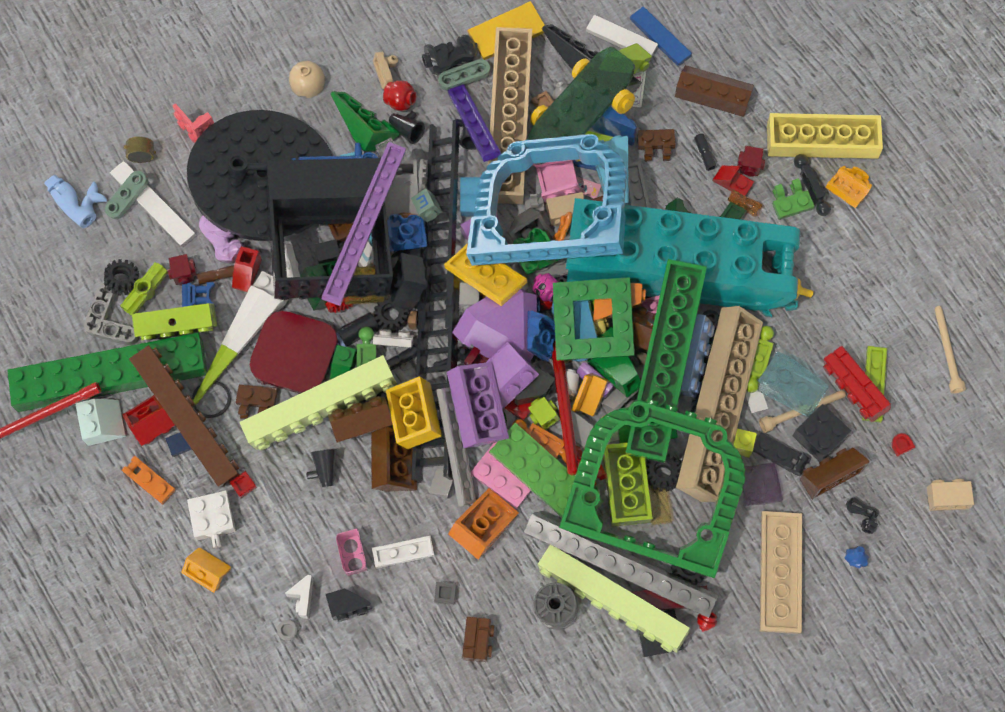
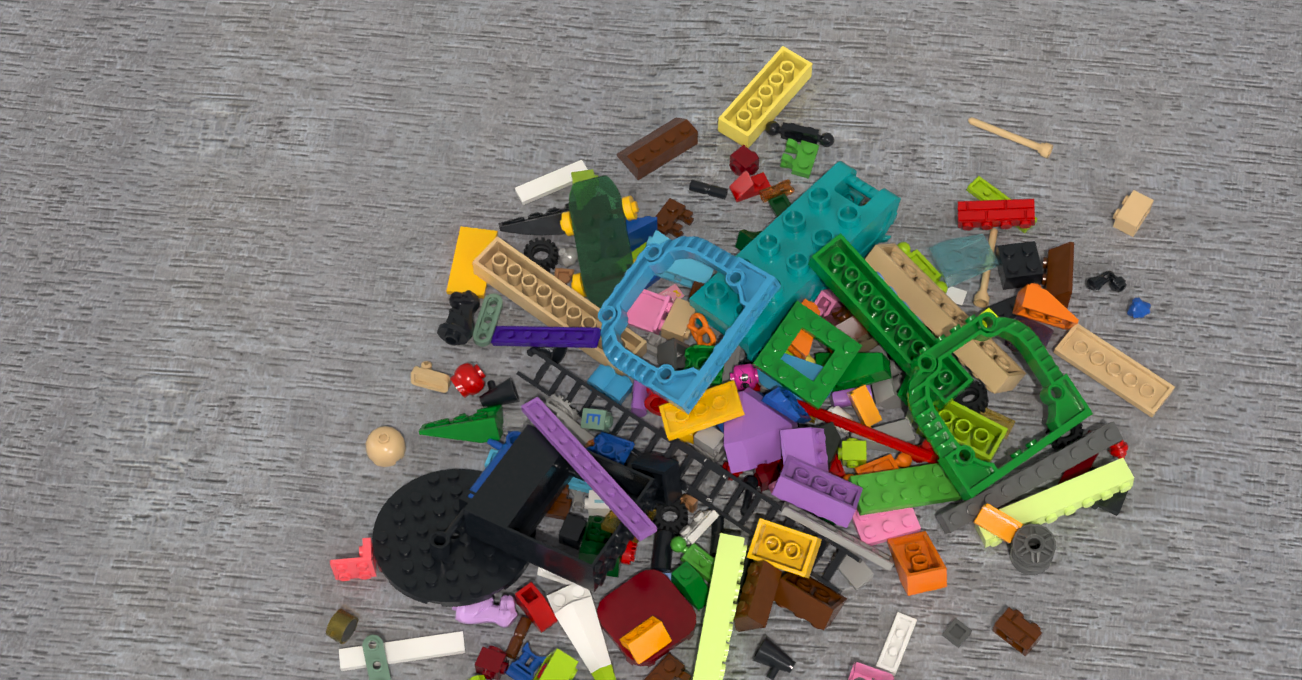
camera: 55 degrees left, 10 degrees down
(269, 363) = (646, 639): none -> light orange panel
(552, 64) = (544, 246): none -> black tyre
(554, 562) = (997, 523): none -> light orange panel
(659, 34) = (572, 153): blue tile -> none
(788, 471) = (1043, 307): none -> orange slope
(850, 185) = (821, 108): light orange slope -> none
(902, 444) = (1065, 218): red tile -> none

